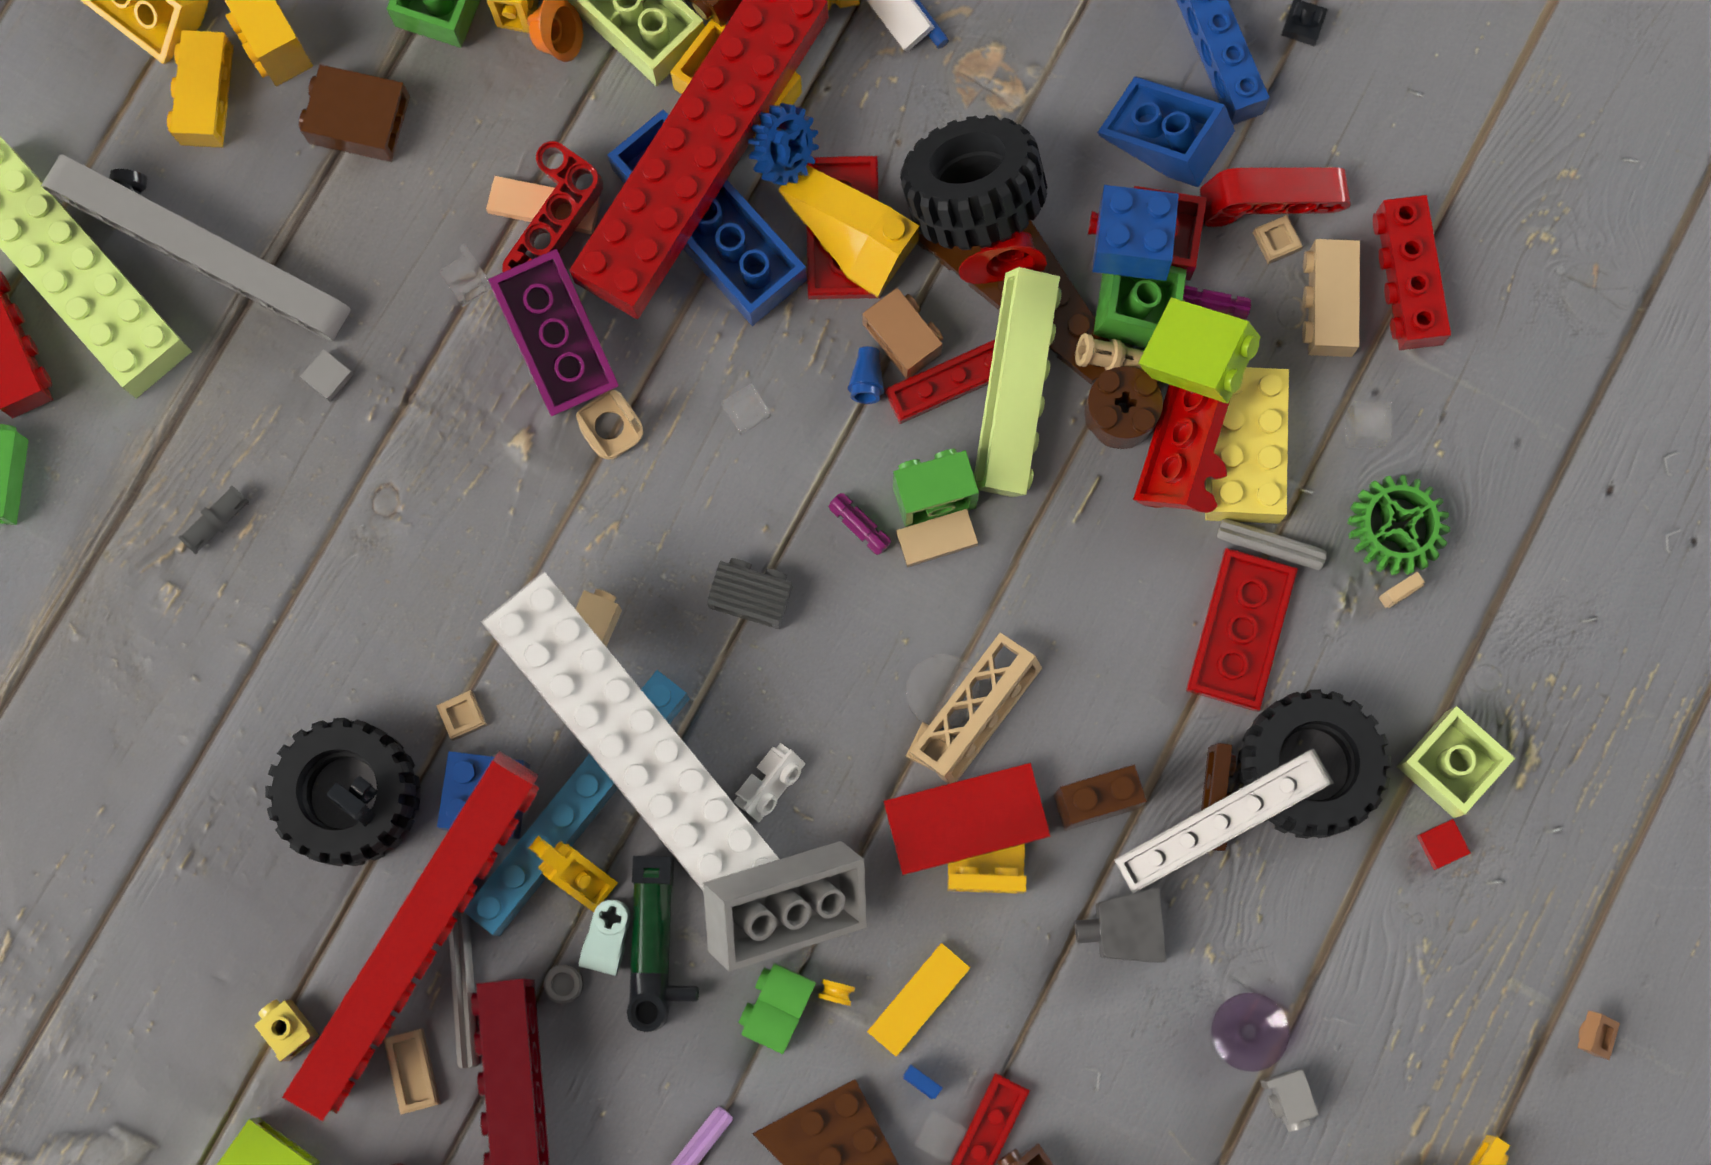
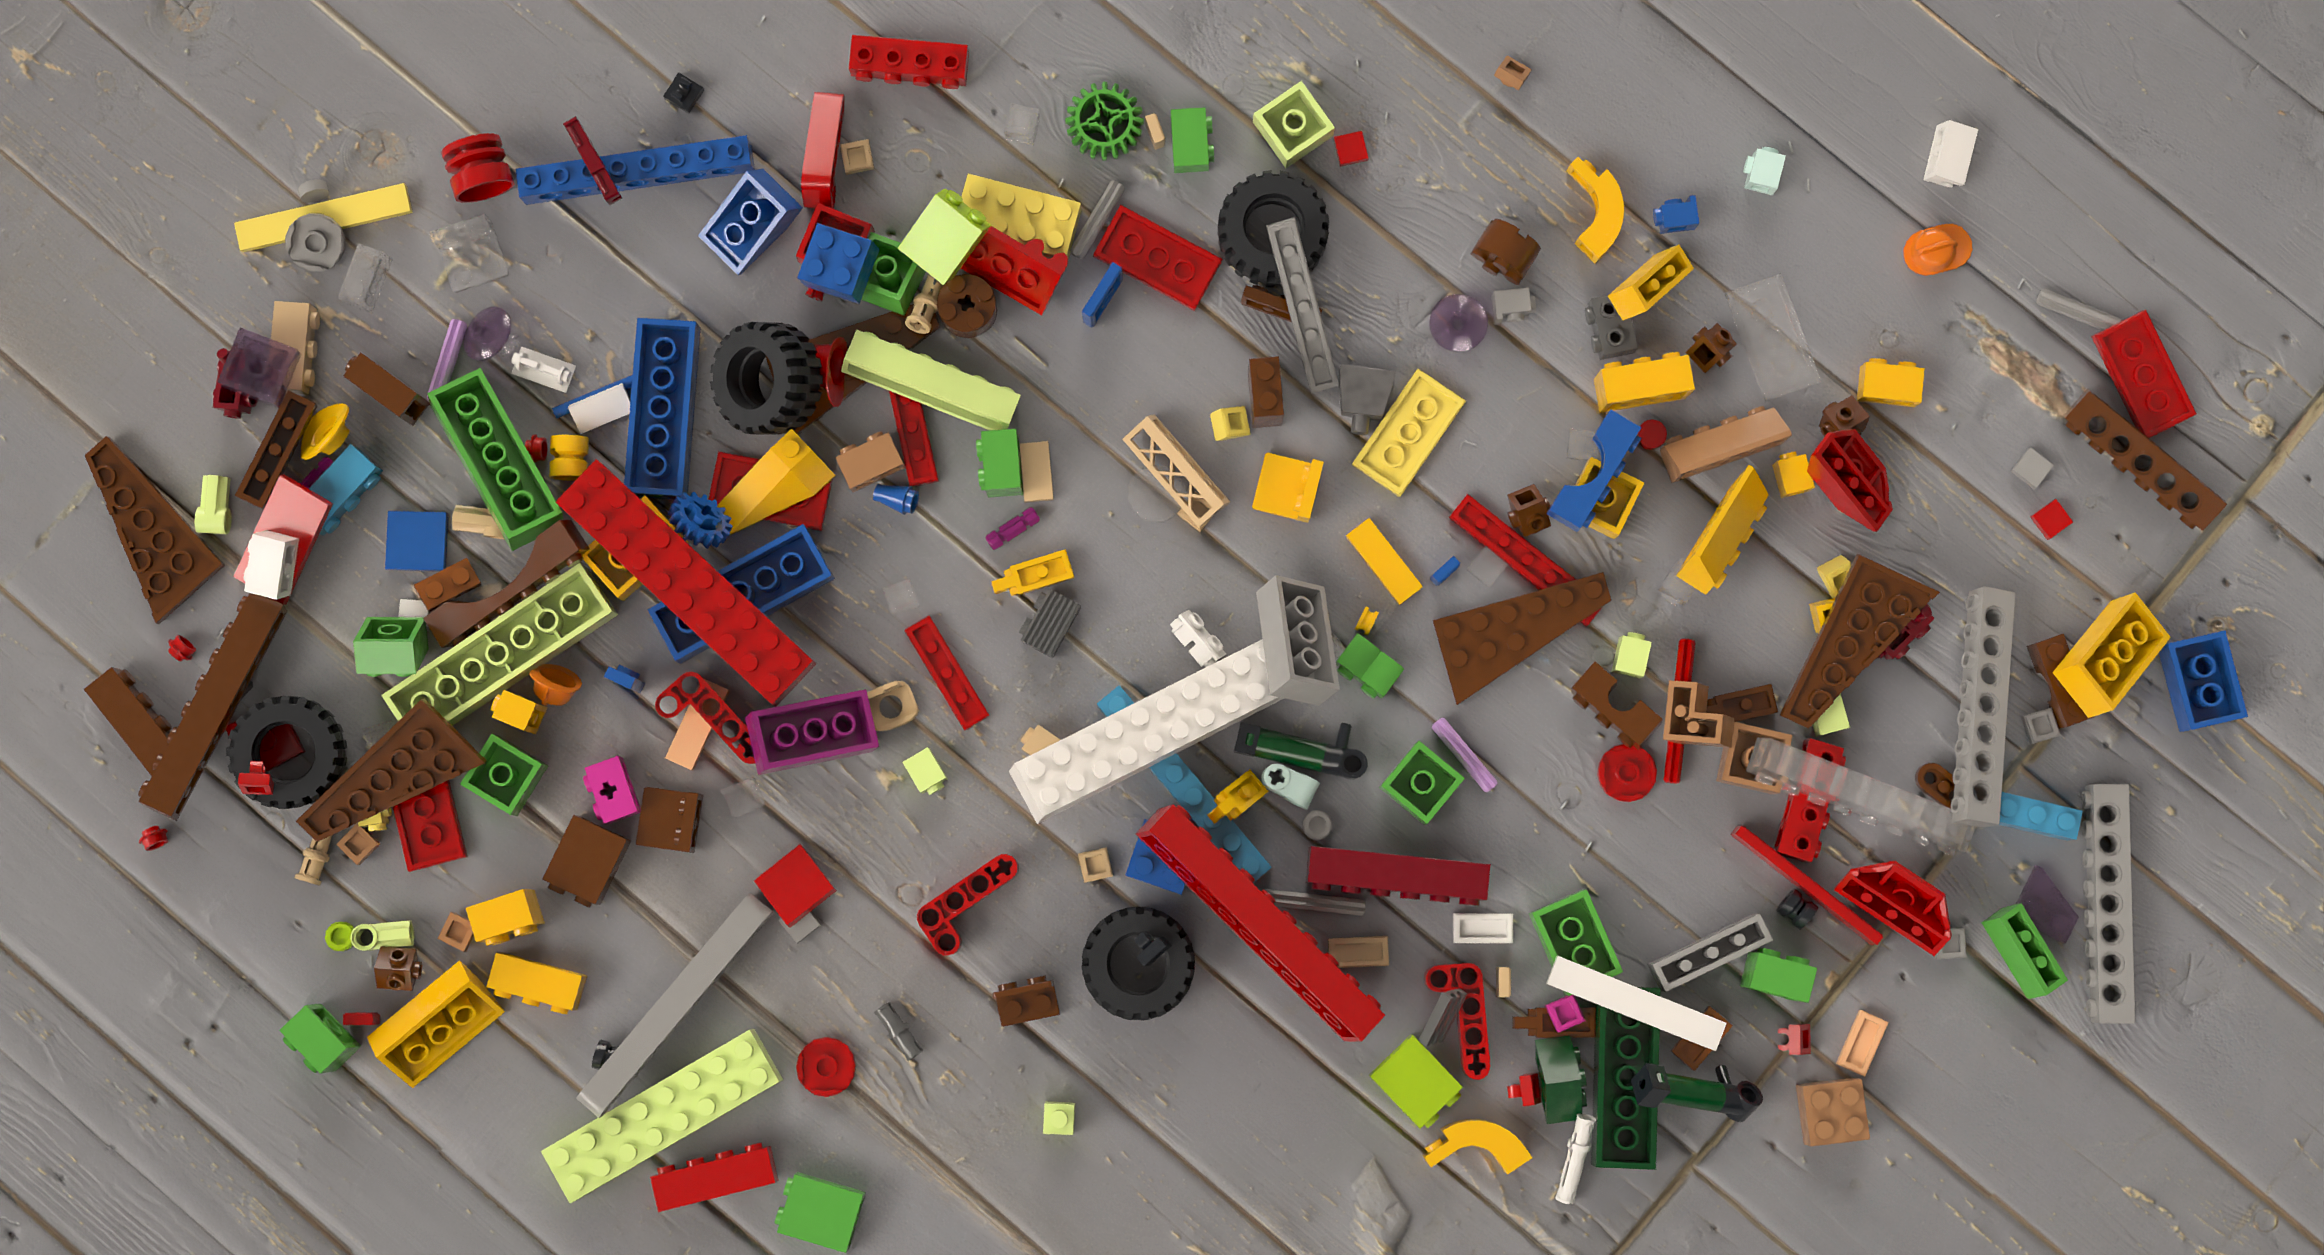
camera: 80 degrees left, 5 degrees up
(137, 736) = (1059, 1118): none -> yellowish green brick
(158, 444) = (826, 1066): none -> red tile
(276, 665) = (1026, 1002): none -> reddish brown bracket
(298, 1032) = (1315, 1032): light yellow brick -> none
(368, 359) = (795, 885): none -> red tile
(393, 569) = (970, 896): none -> red beam
(421, 198) = (669, 819): none -> reddish brown bracket
(437, 140) = (615, 773): none -> dark pink brick
(536, 482) = (925, 771): none -> yellowish green brick
(576, 105) = (625, 677): none -> blue plate
(639, 1108) = (1421, 782): none -> bright green brick
(664, 484) = (947, 673): none -> red tile
(808, 563) = (1035, 574): none -> yellow hinge
(913, 77) = (662, 408): none -> blue brick
(966, 819) = (1258, 495): red tile -> none
(1052, 765) = (1230, 423): none -> light yellow slope
(1093, 997) = (1408, 432): none -> light yellow tile
(1176, 567) = (1102, 295): none -> blue tile
(1218, 301) = (898, 214): magenta axle -> none
(1332, 297) = (915, 126): tan brick -> none
(1359, 1074) = (1505, 251): none -> reddish brown brick
(1401, 637) = (1190, 140): none -> bright green brick

